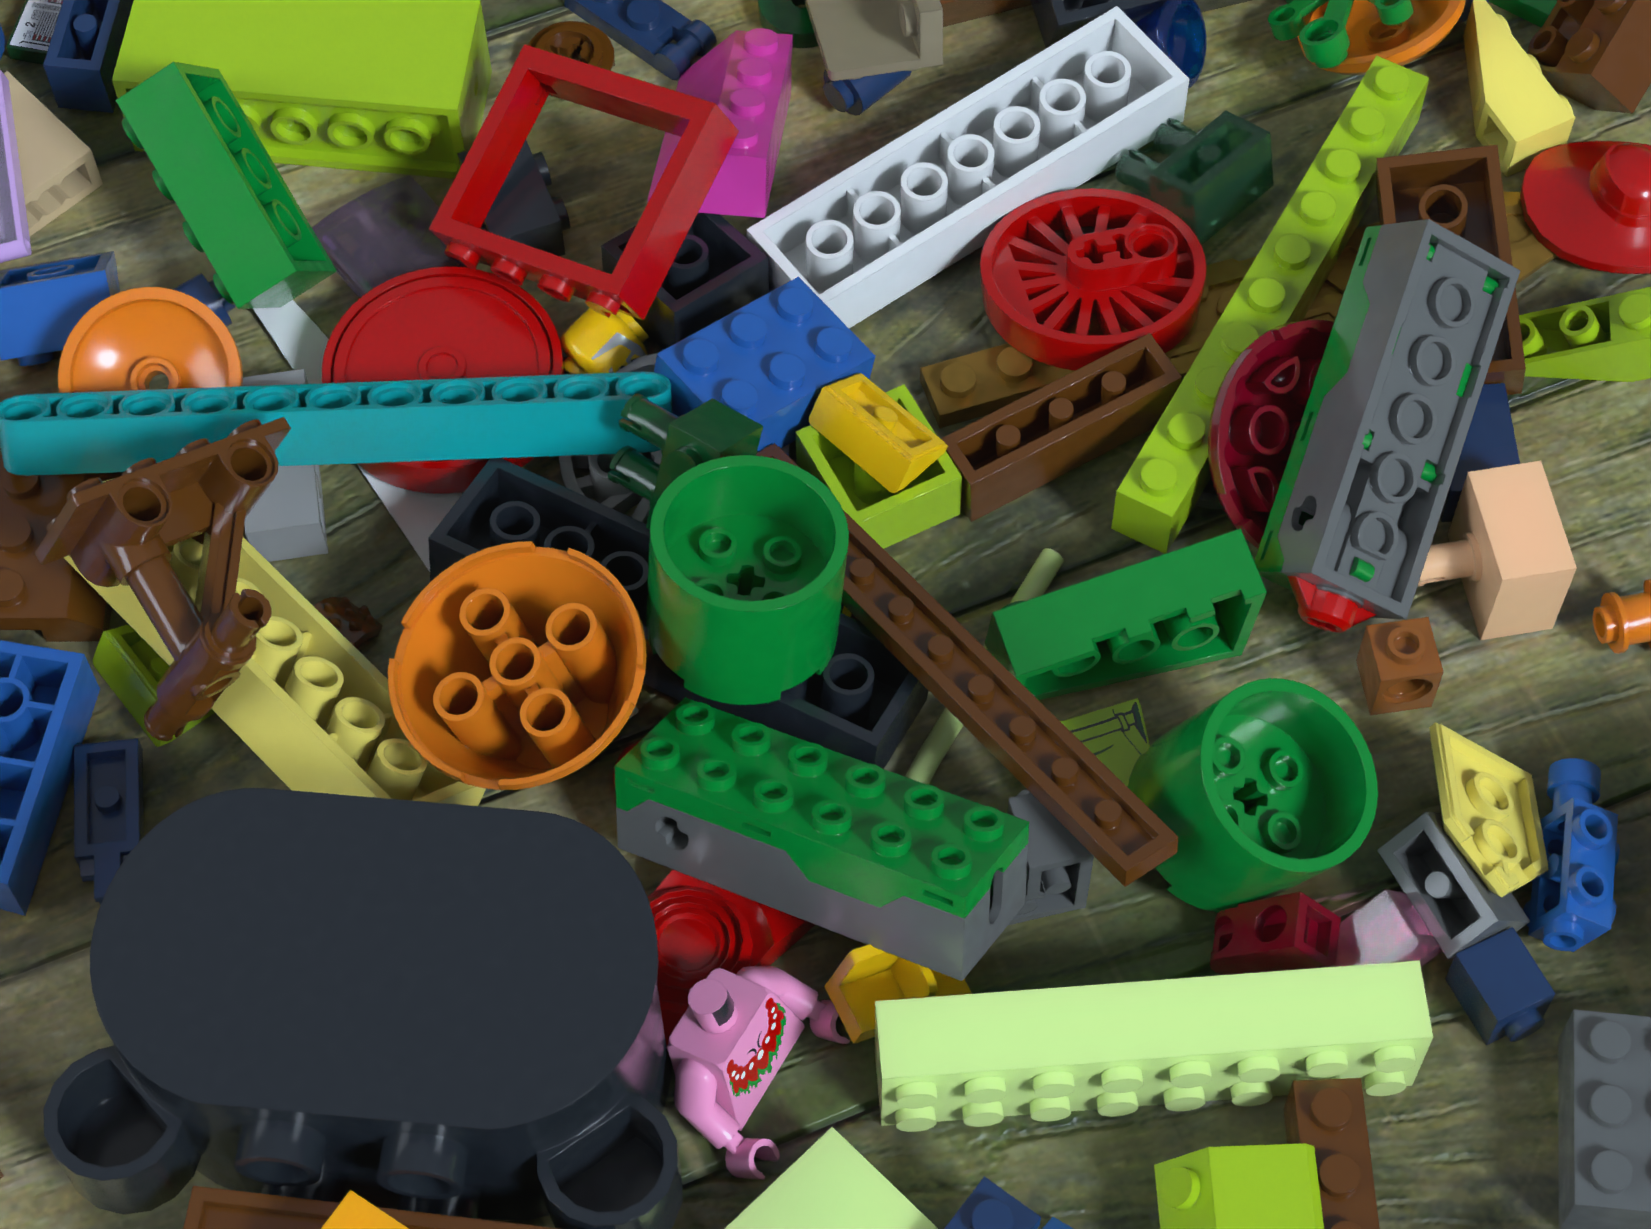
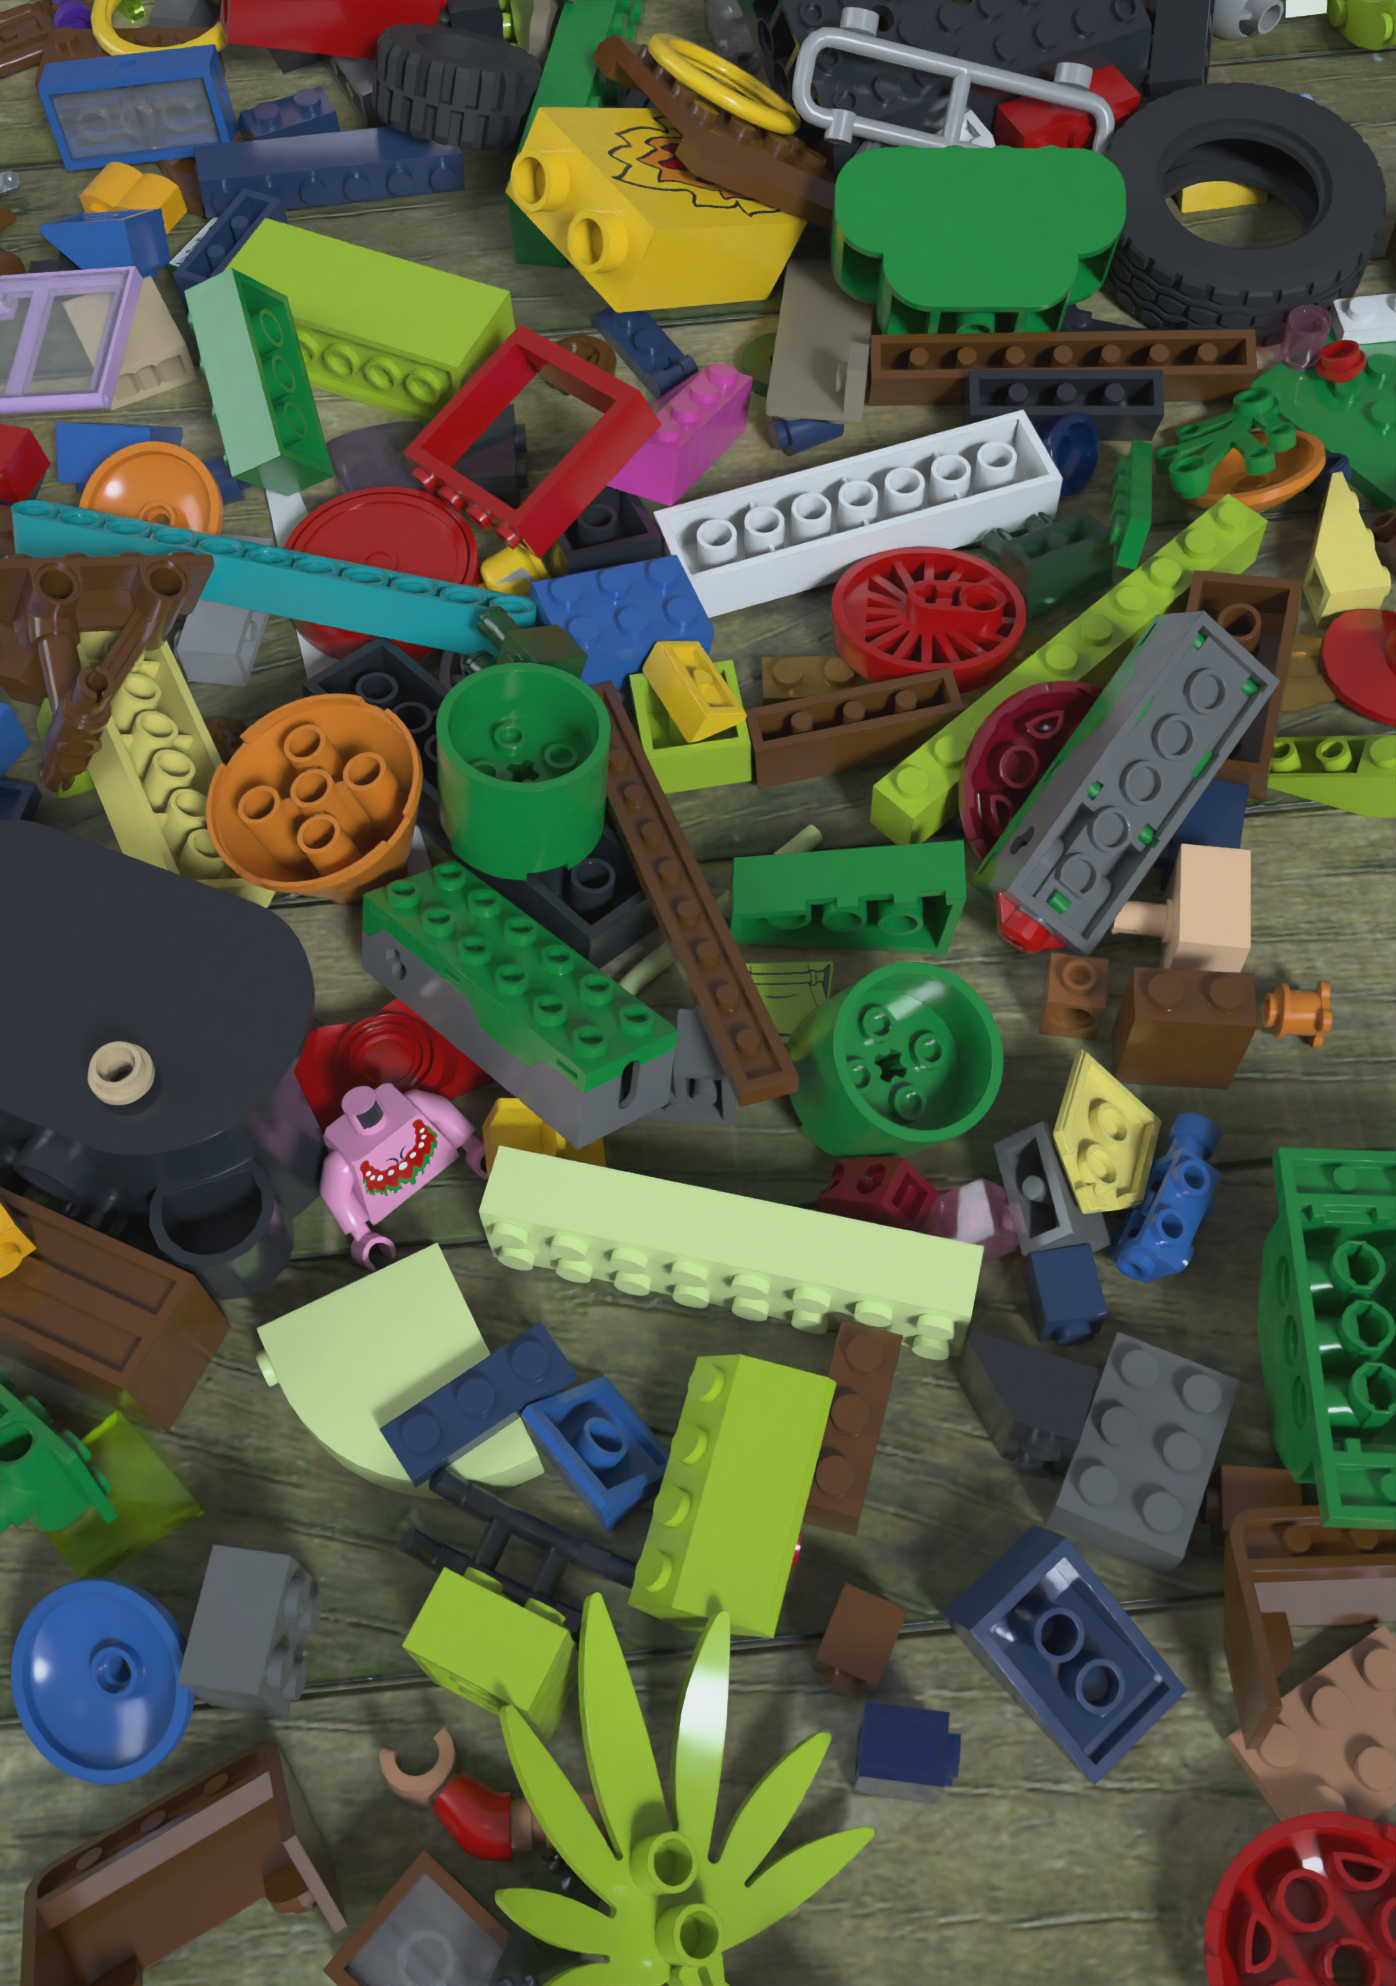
camera: 20 degrees right, 0 degrees up
(475, 1021) = (112, 1060): none -> tan plate
(1275, 89) = (1131, 503): none -> green plate
(1507, 1109) = (1027, 1401): none -> black slope
(1529, 670) = (1183, 1027): none -> reddish brown brick

